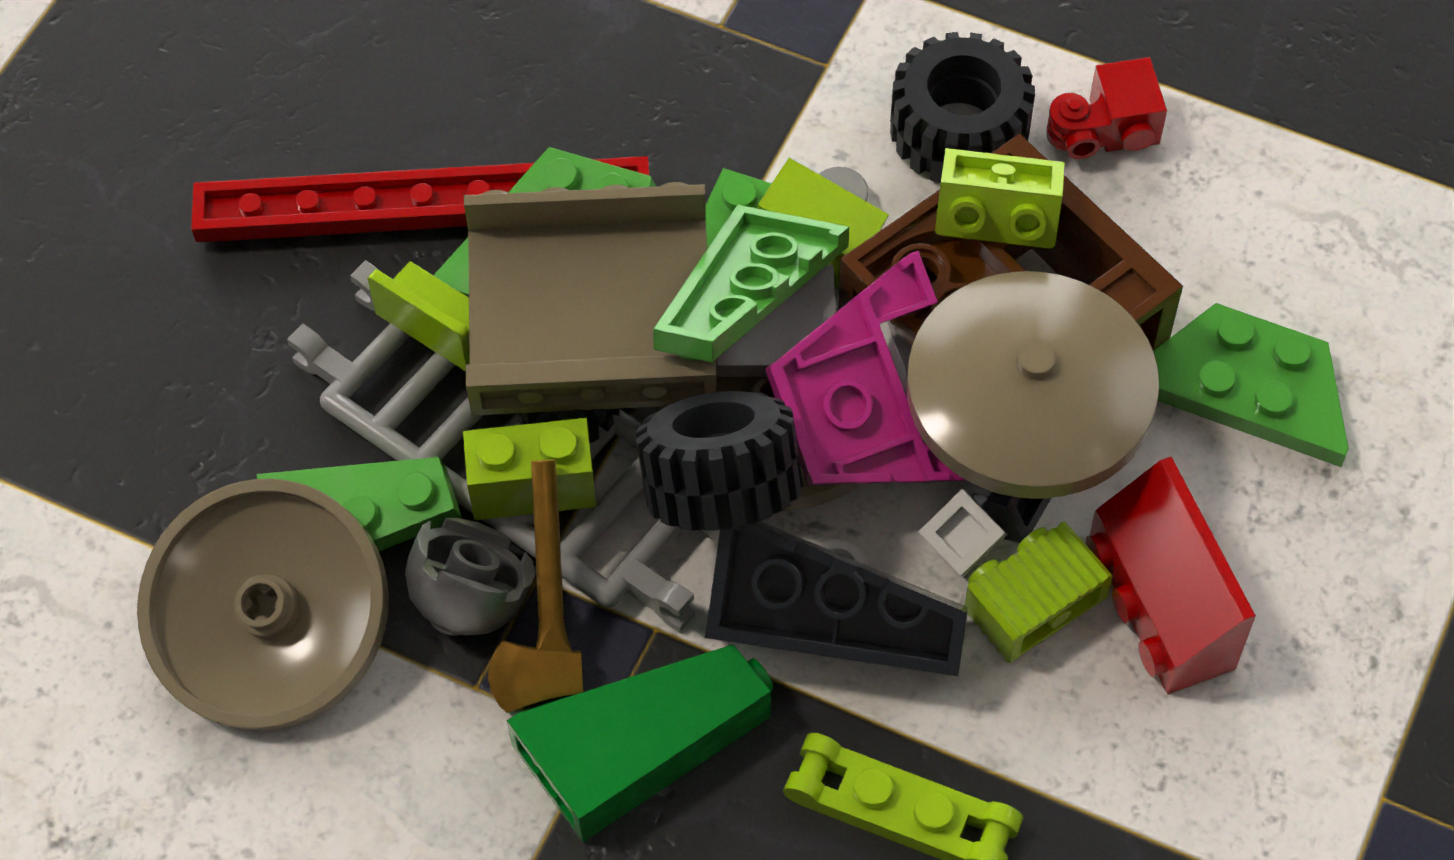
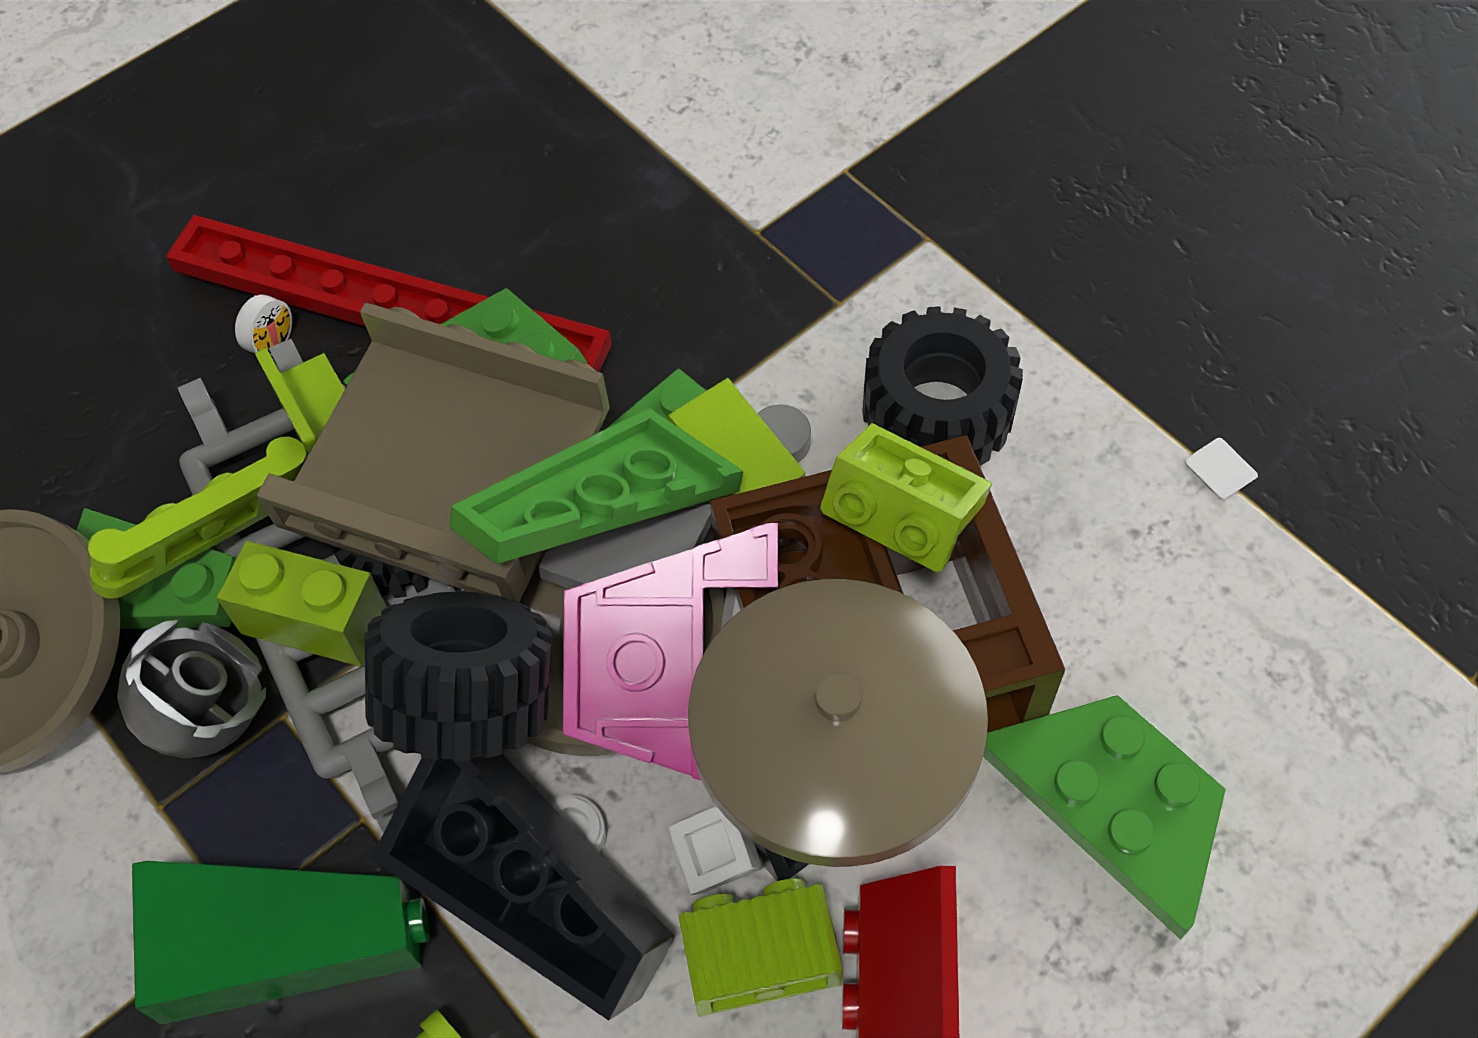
camera: 25 degrees right, 0 degrees up
(322, 260) = (263, 323): none -> white tile
(394, 447) = (185, 529): none -> lime plate
(551, 670) = (228, 819): pearl gold piece -> none
(1123, 112) = (1108, 457): red brick -> none
(1212, 96) = (1221, 468): none -> white sticker

